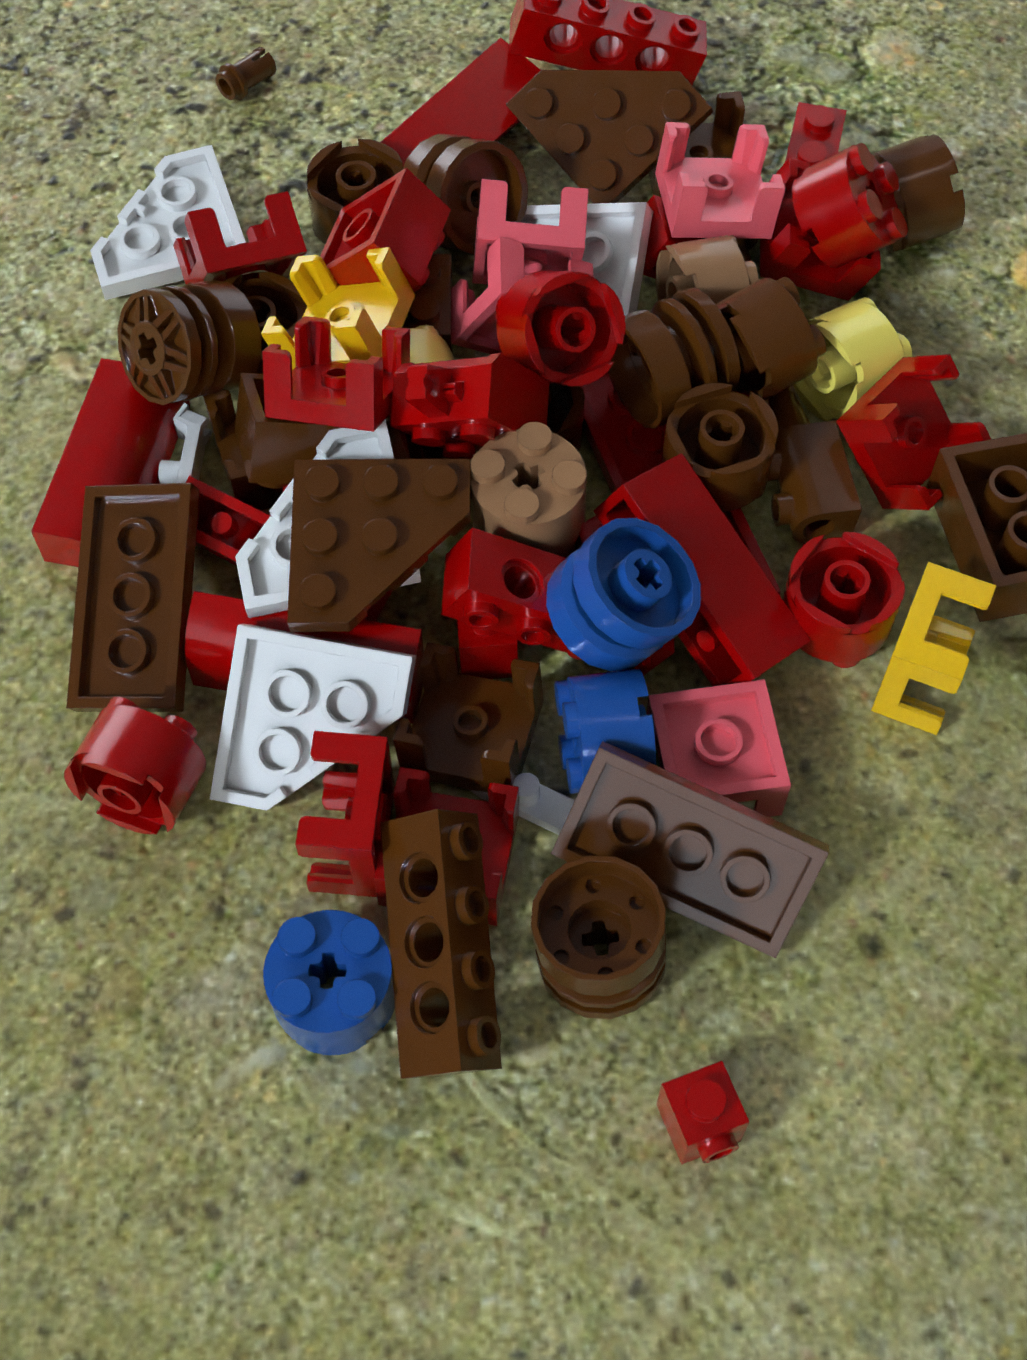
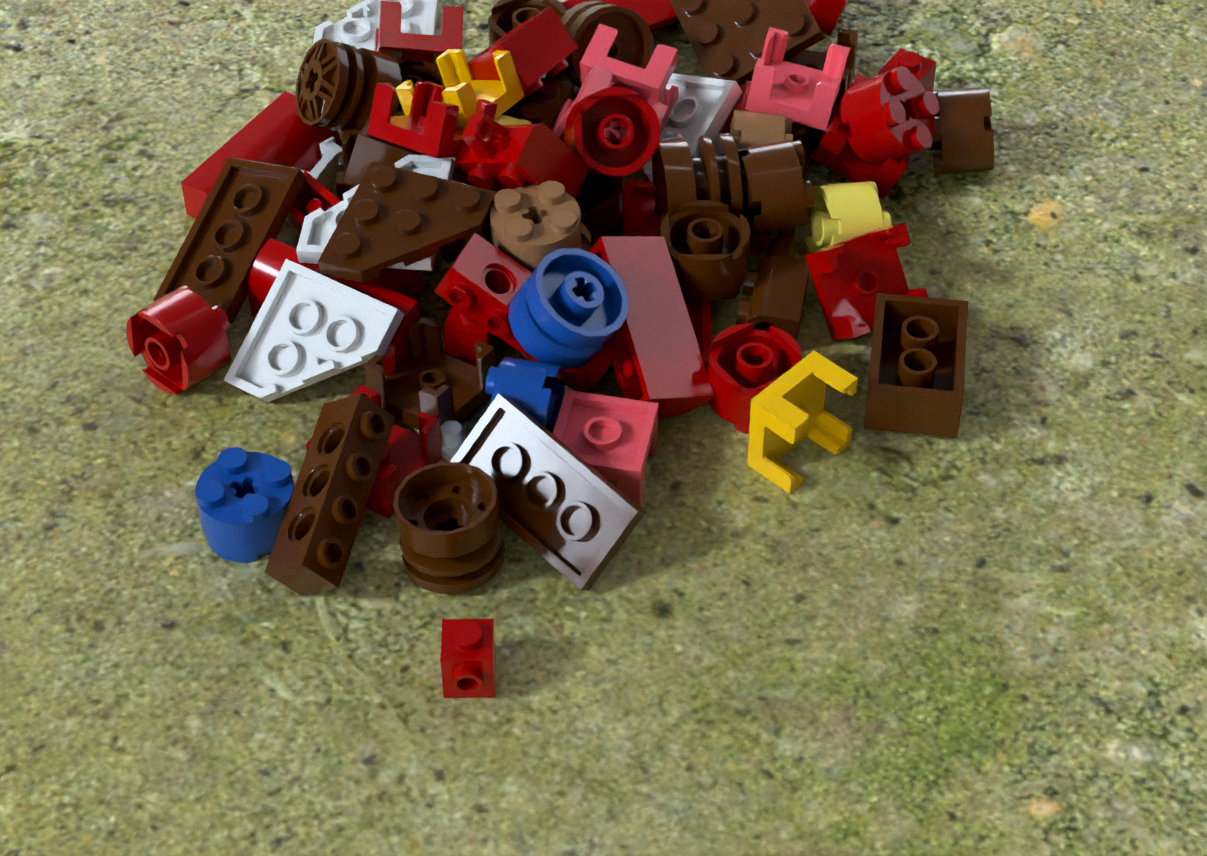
camera: 20 degrees right, 15 degrees down
(366, 800) = (302, 408): red panel -> none

